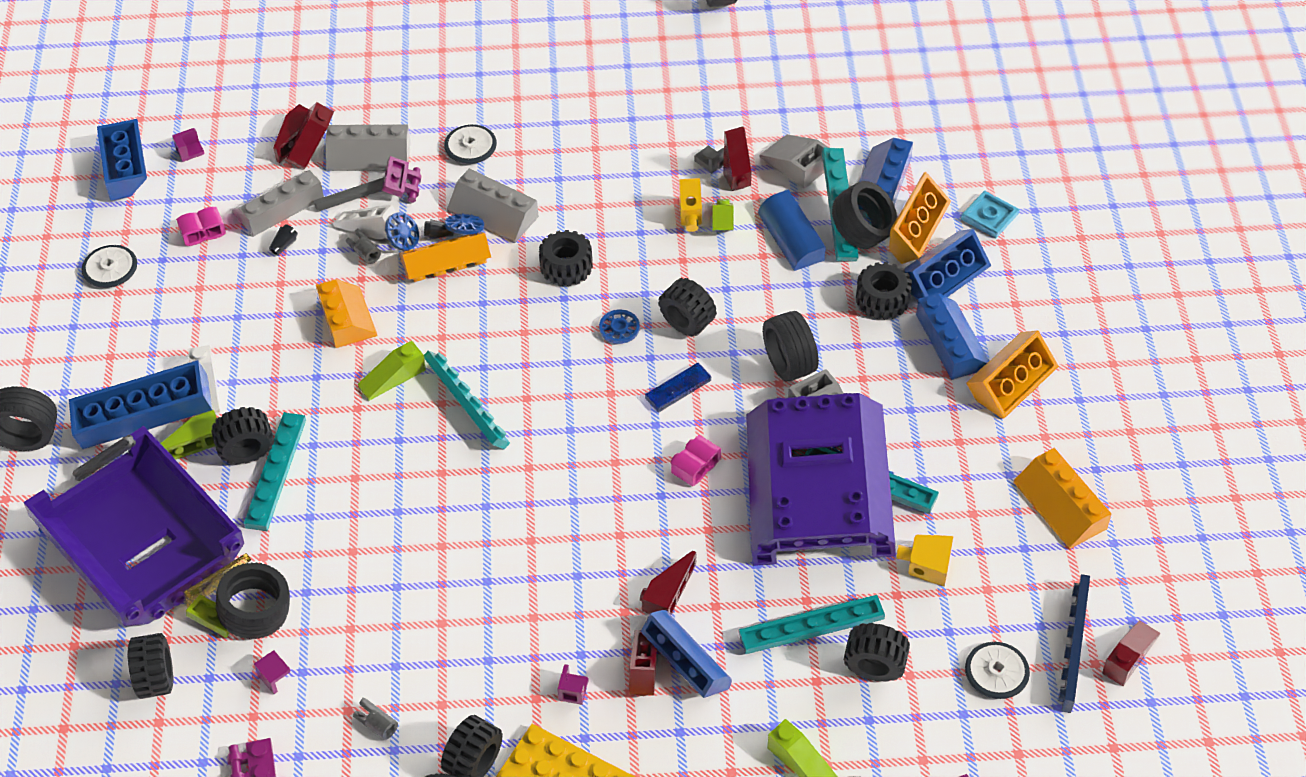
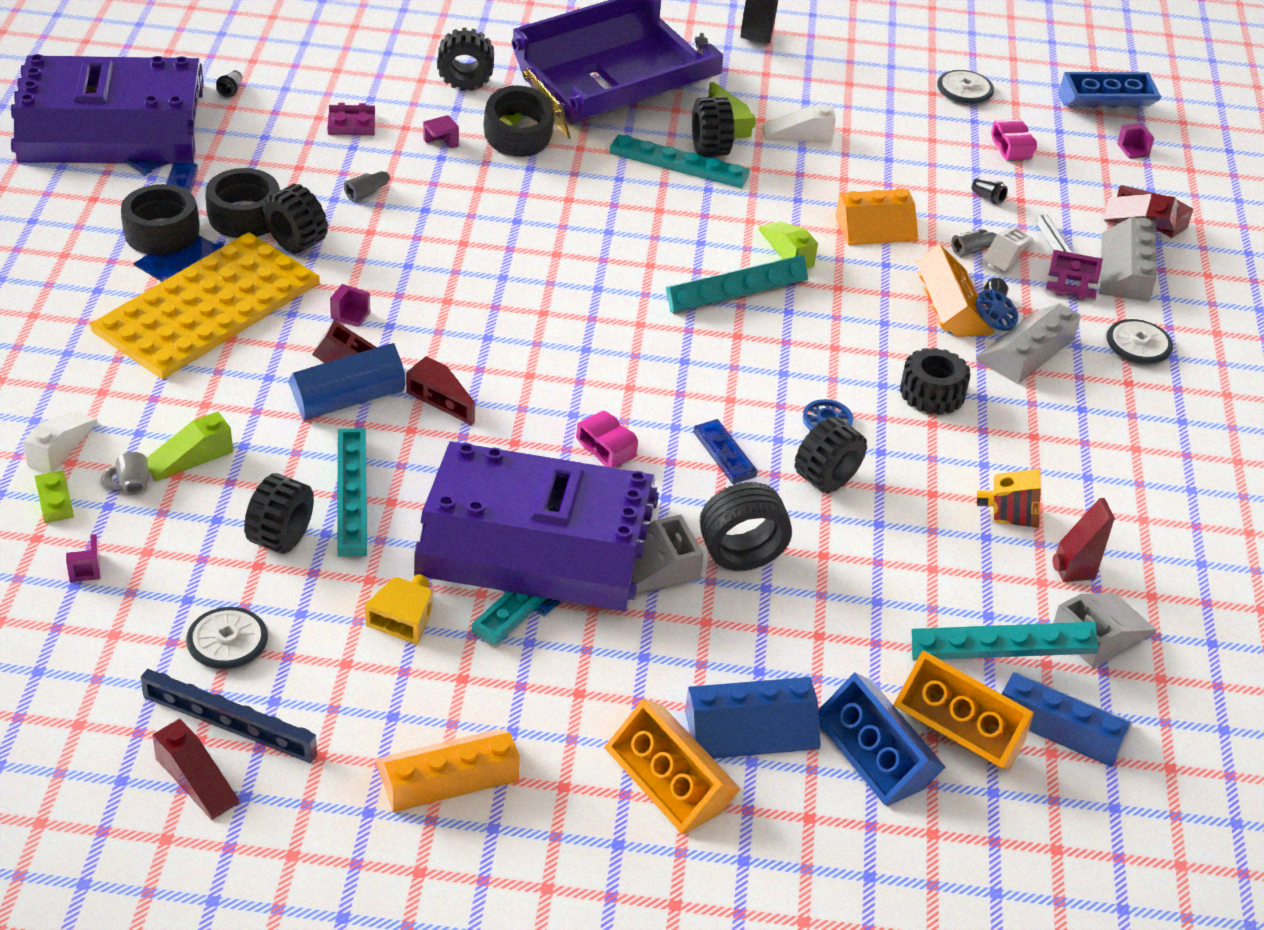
camera: 95 degrees right, 10 degrees down
(138, 403) = (767, 76): blue brick -> none
(279, 203) = (1045, 191): light grey slope -> none
(402, 231) = (988, 262): blue wheel -> none
(710, 158) = (1116, 547): dark grey bracket -> none
(723, 215) = (998, 530): lime slope -> none
(792, 230) = (968, 599): blue brick -> none
(850, 220) = (982, 613): black tyre -> none
(880, 303) = (838, 639): black tyre -> none
(990, 214) = (987, 829): medium azure tile -> none

